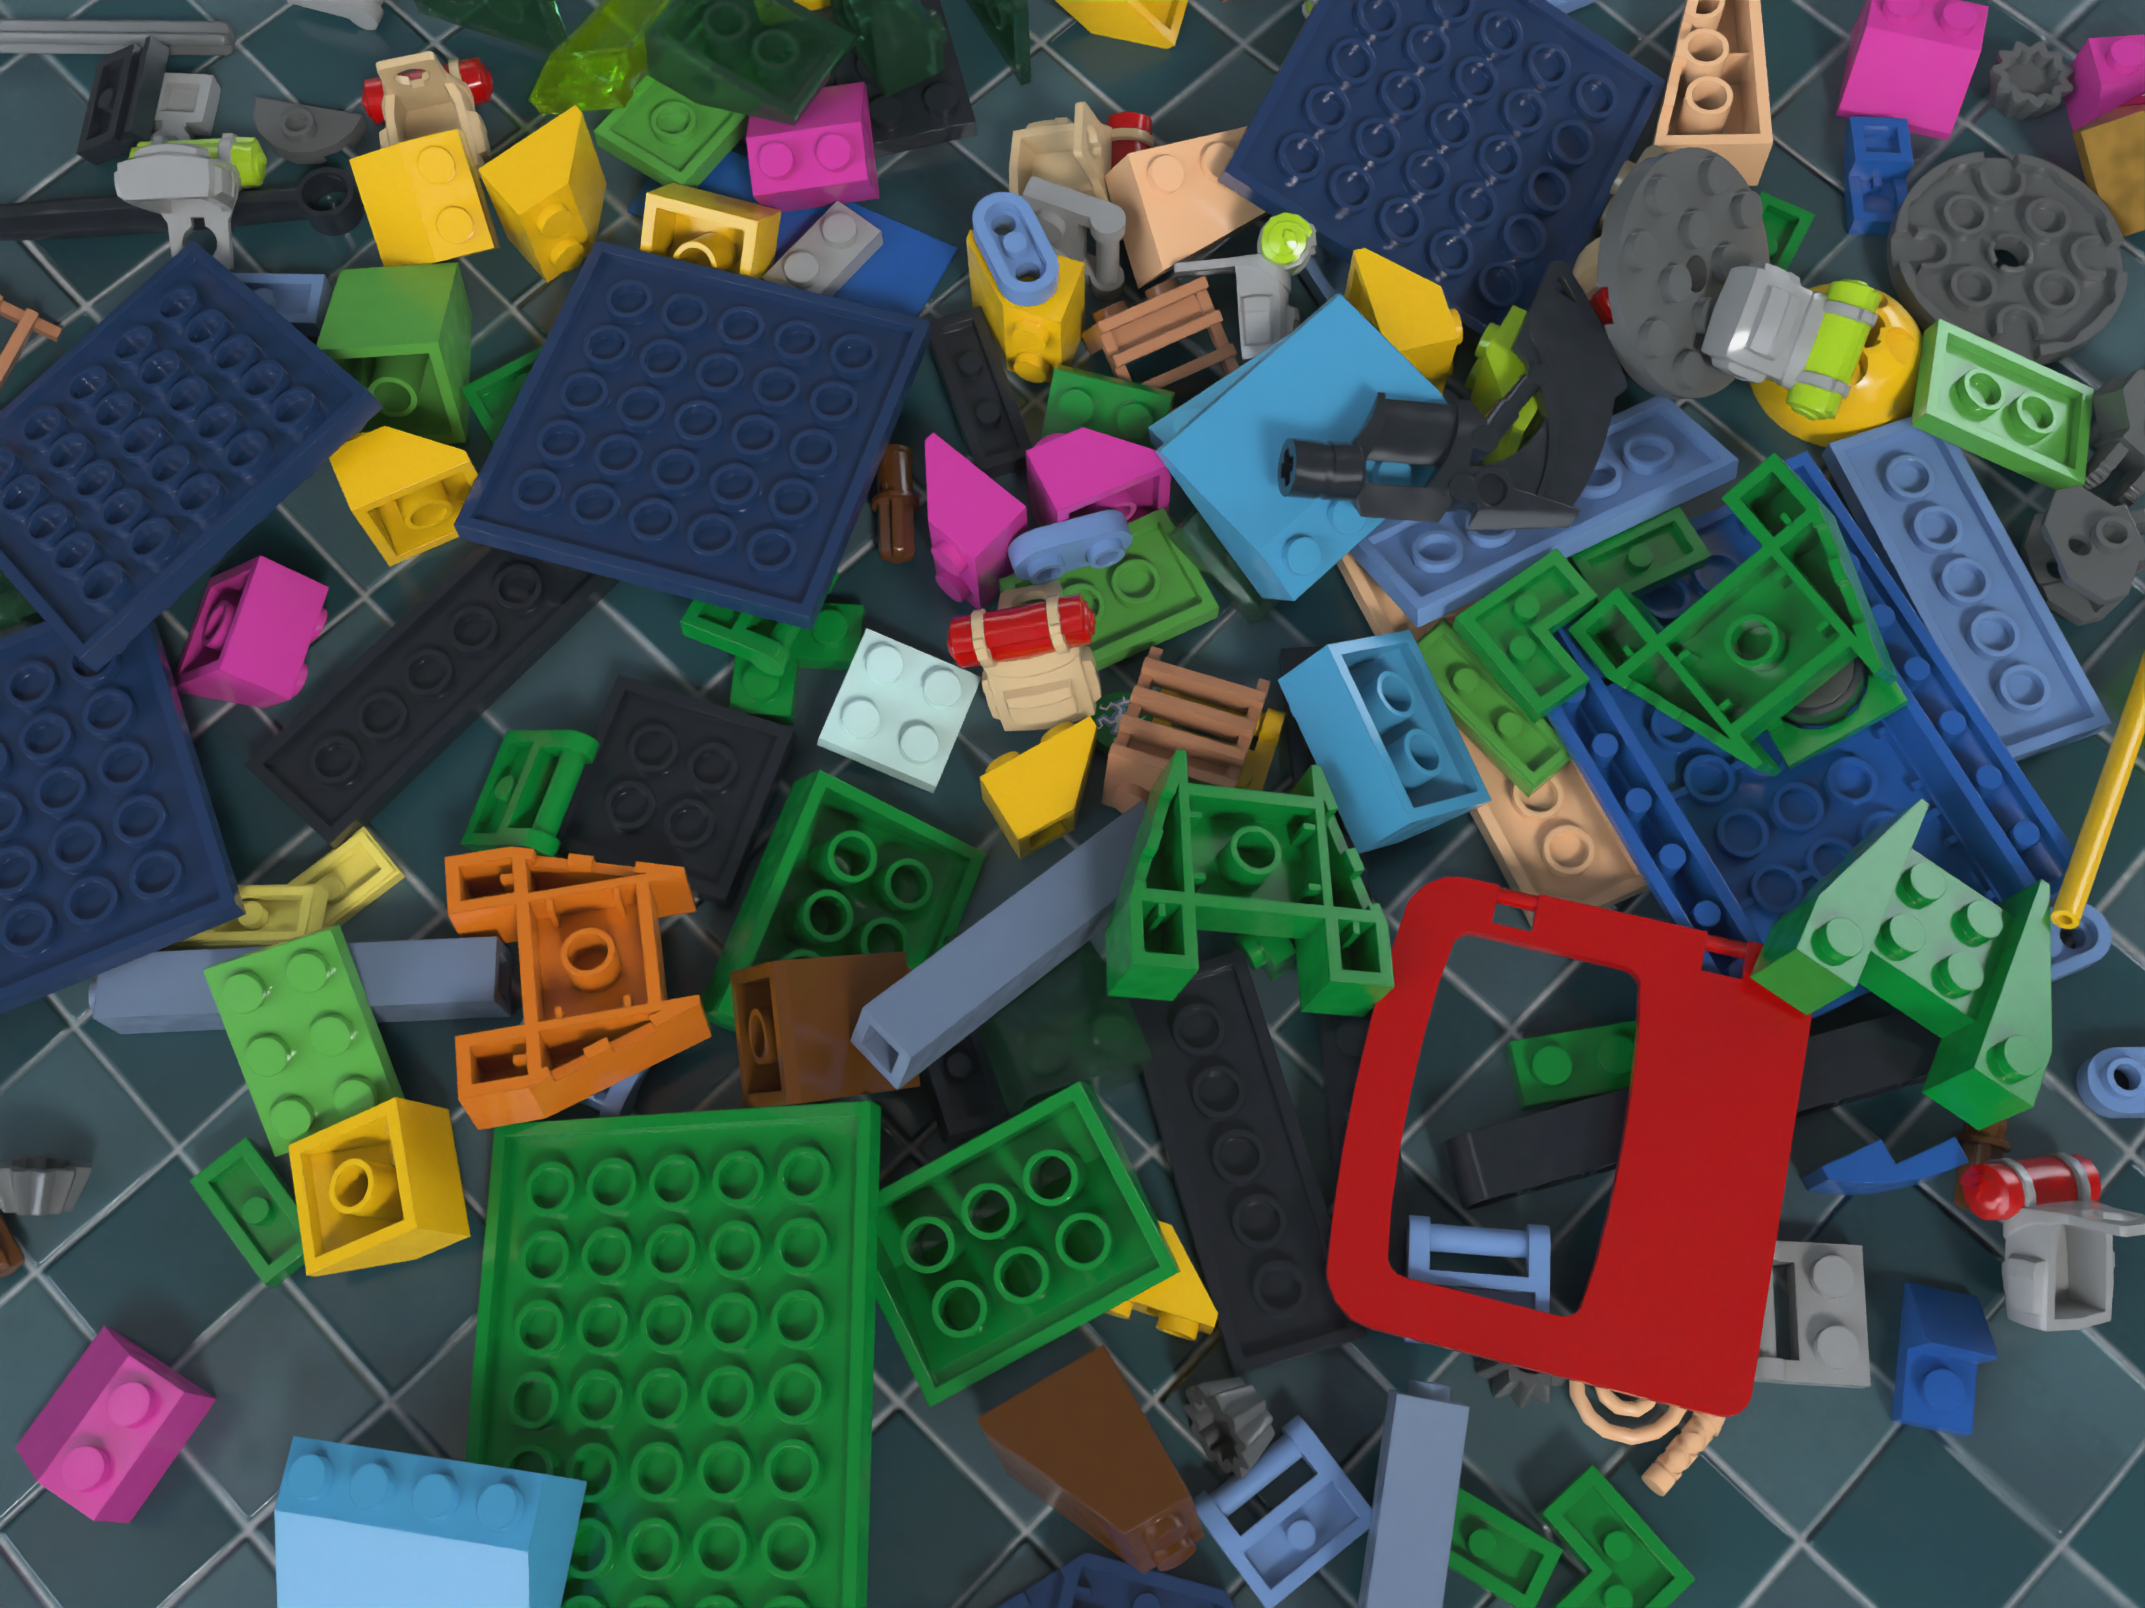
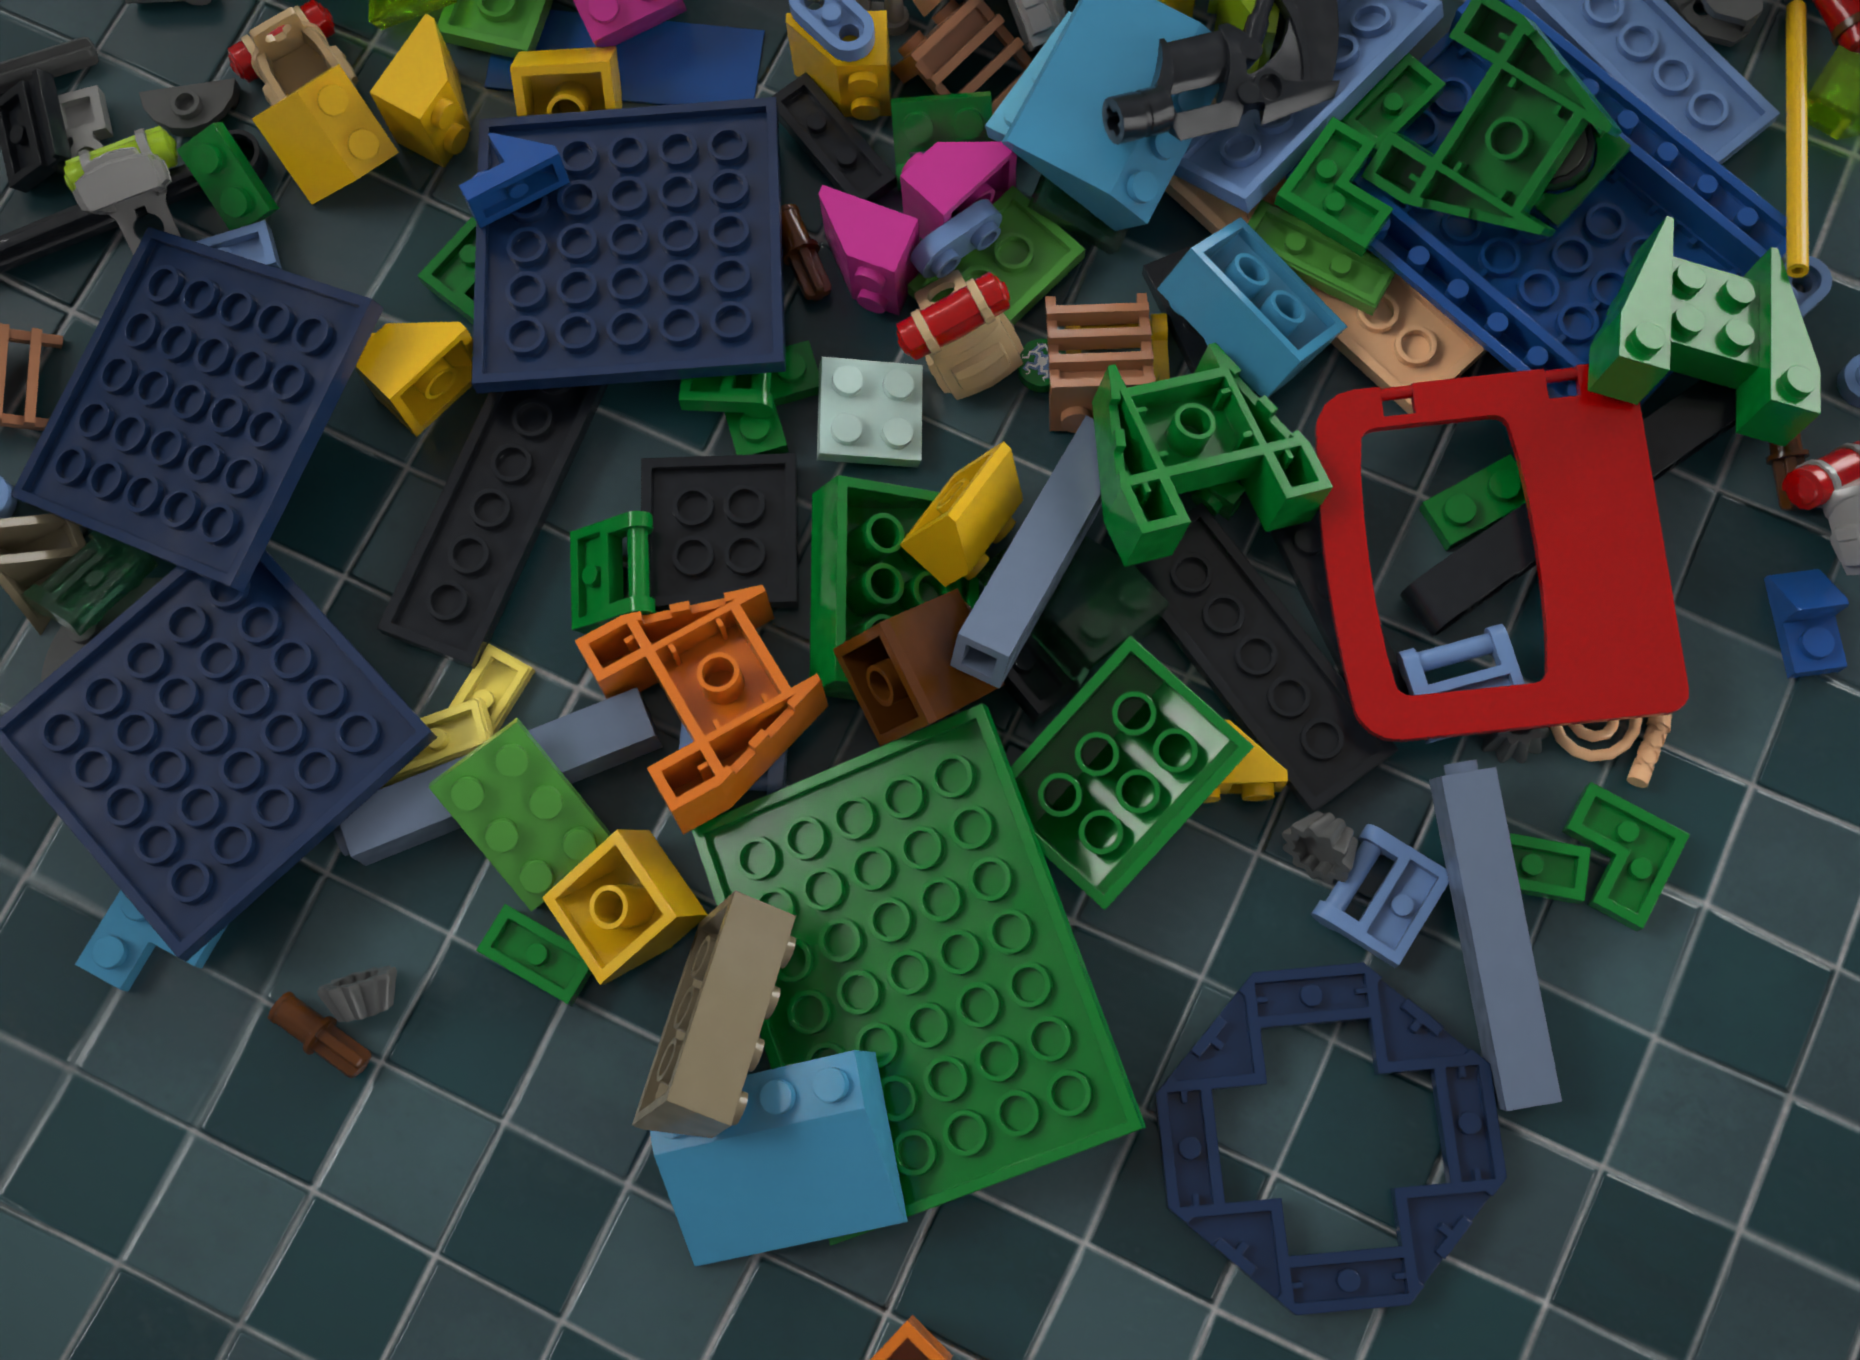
camera: 15 degrees left, 5 degrees up
(112, 1429) = (494, 1146): dark pink slope -> none
(252, 635) = (336, 526): dark pink slope -> none
(302, 215) = (227, 177): none -> green plate
(407, 343) = (357, 246): bright green slope -> none
(407, 1374) = (717, 1019): none -> dark tan slope
(605, 316) = (524, 175): none -> blue slope
(827, 252) = (663, 68): light grey plate -> none
(955, 872) = (967, 517): none -> yellow slope
(1042, 789) = (1006, 419): yellow slope -> none
(1097, 1462) = (1243, 904): reddish brown slope -> none
(1824, 1318) = (1716, 622): light grey plate -> none
(1874, 1171) = (1720, 503): blue slope -> none

